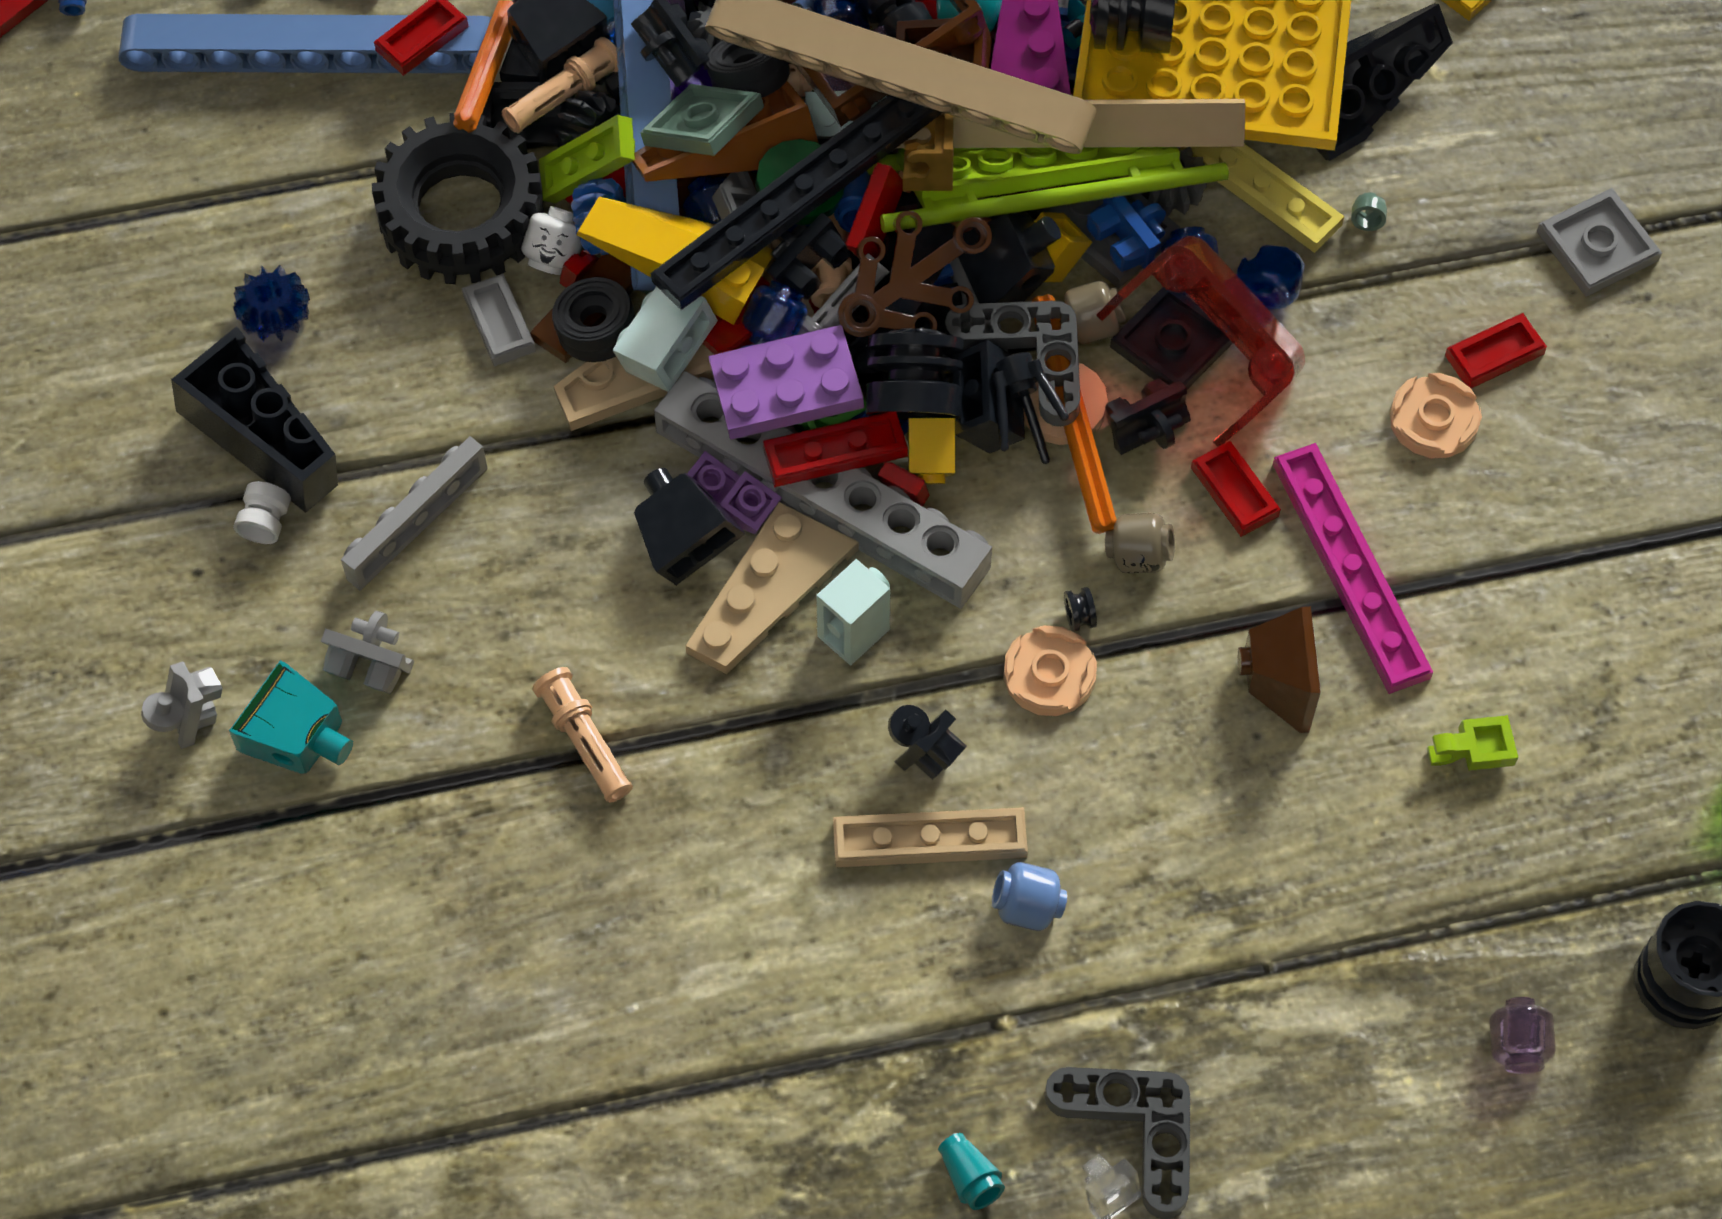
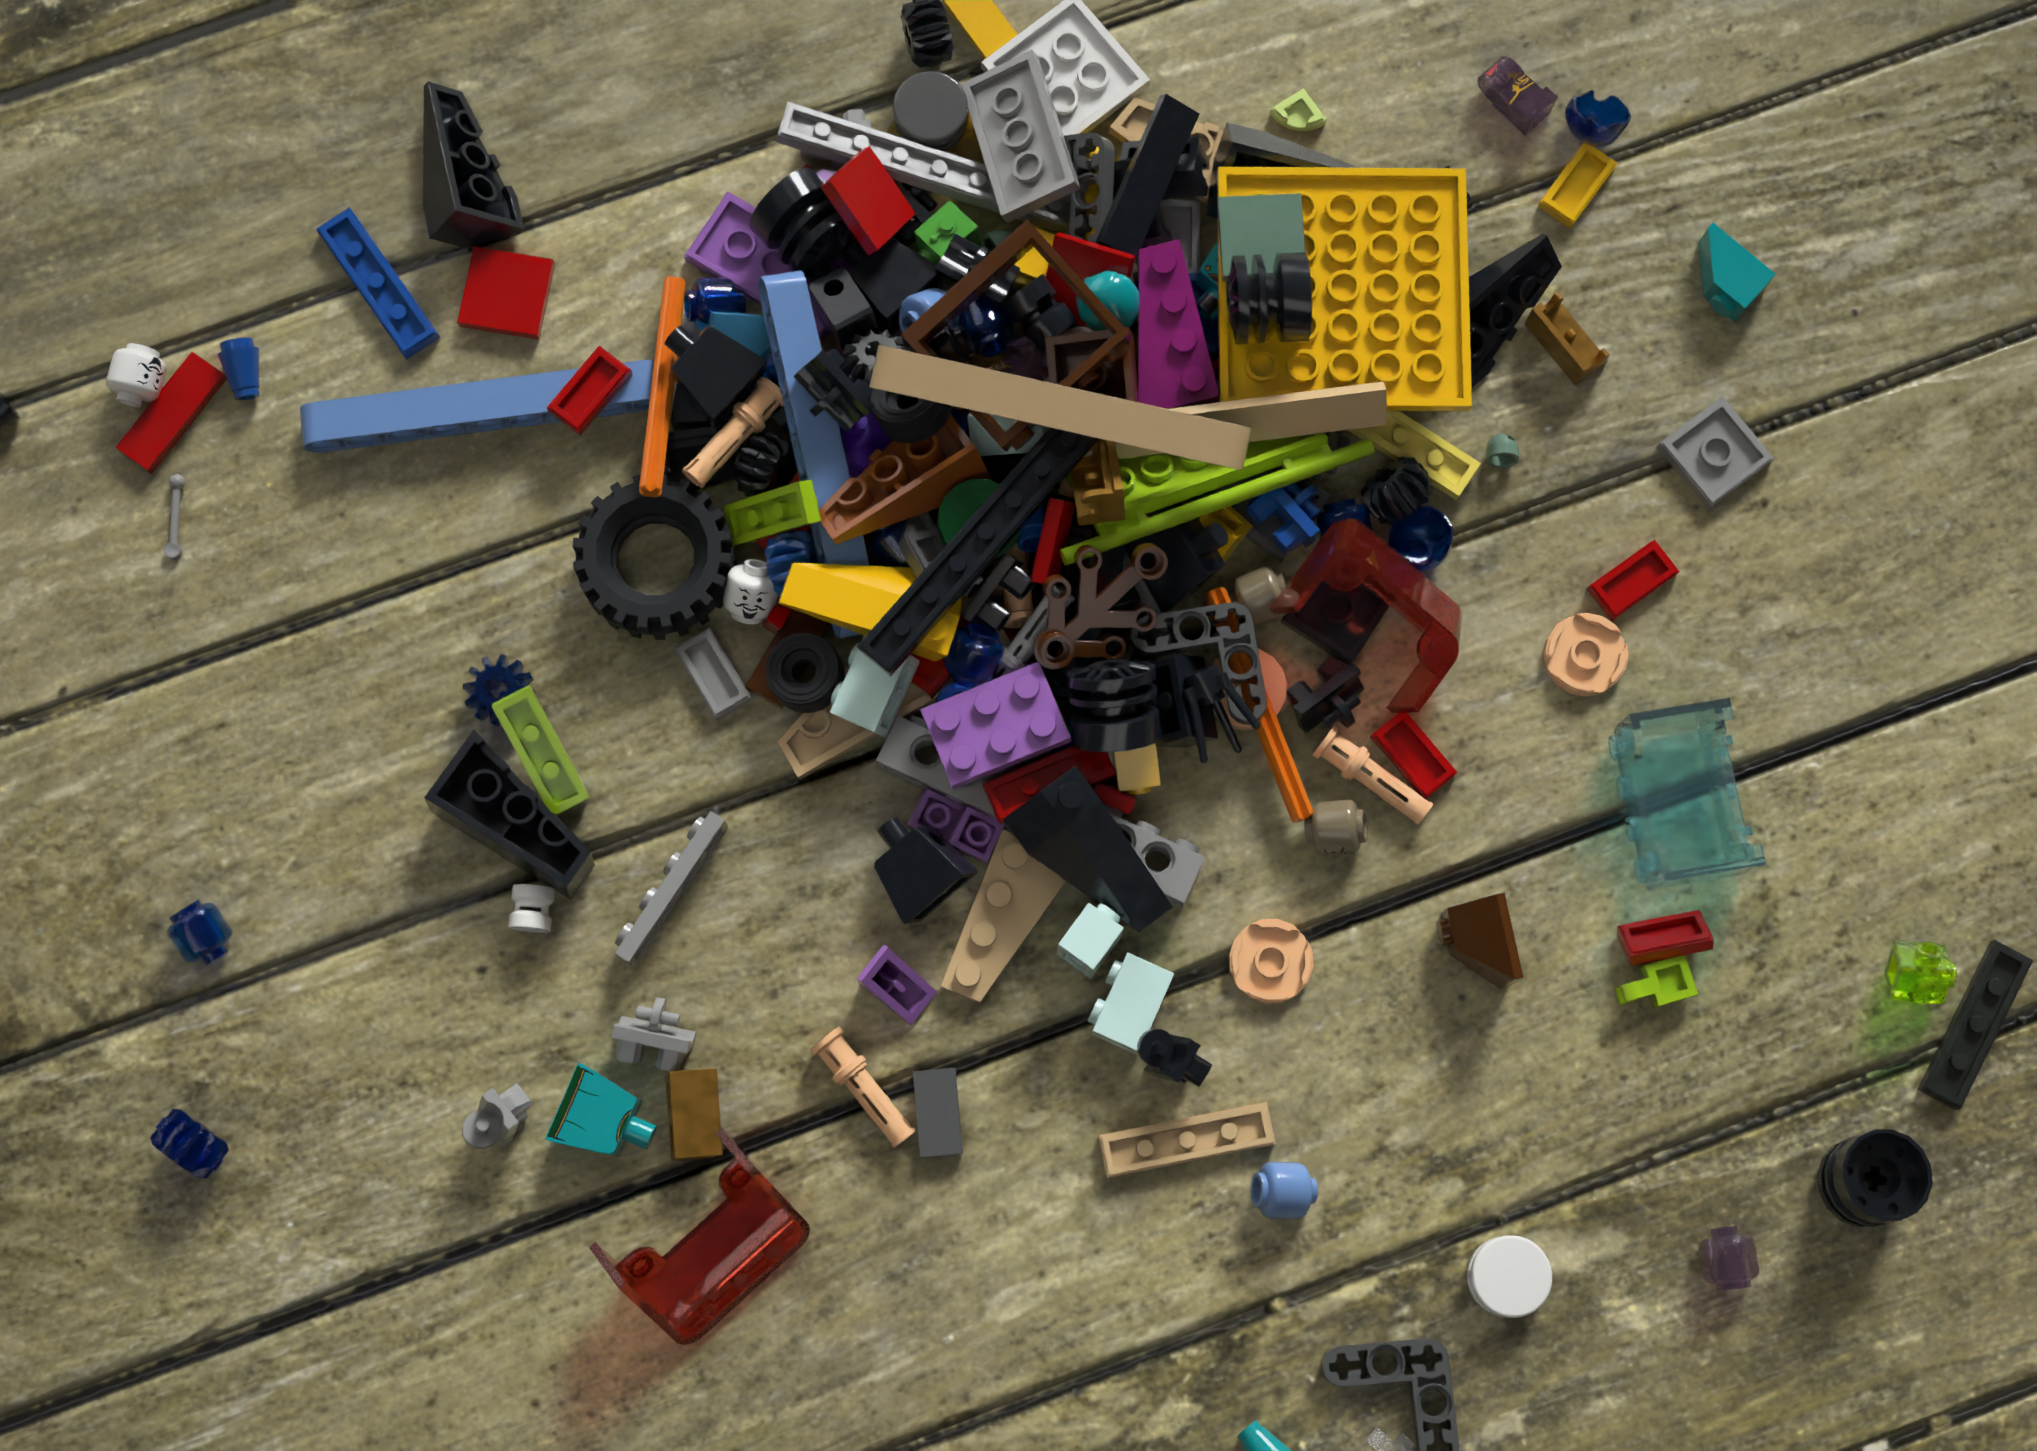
camera: 10 degrees left, 15 degrees up
(302, 357) = (540, 750): none -> lime plate
(394, 736) = (693, 1114): none -> pearl gold hinge
(400, 885) = (717, 1259): none -> clear red windscreen
(635, 633) = (896, 985): none -> medium lavender slope
(660, 773) = (937, 1112): none -> dark grey tile
(702, 119) = (878, 470): sand green tile -> none
(857, 502) = (1082, 843): none -> black wedge
(895, 676) = (1132, 1002): none -> light aqua brick
(1080, 609) = (1290, 900): black bush -> none
(1171, 486) = (1415, 807): none -> light nougat pin
(1250, 226) = (1397, 490): none -> black gear
(1270, 1021) = (1509, 1276): none -> white head
(1352, 568) = (1527, 819): dark pink tile -> none
(1449, 116) = (1565, 340): none -> pearl gold hinge
(1488, 698) = (1665, 937): none -> red tile
(1523, 551) = (1682, 795): none -> clear light blue windscreen
(1634, 75) = (1730, 273): none -> teal slope

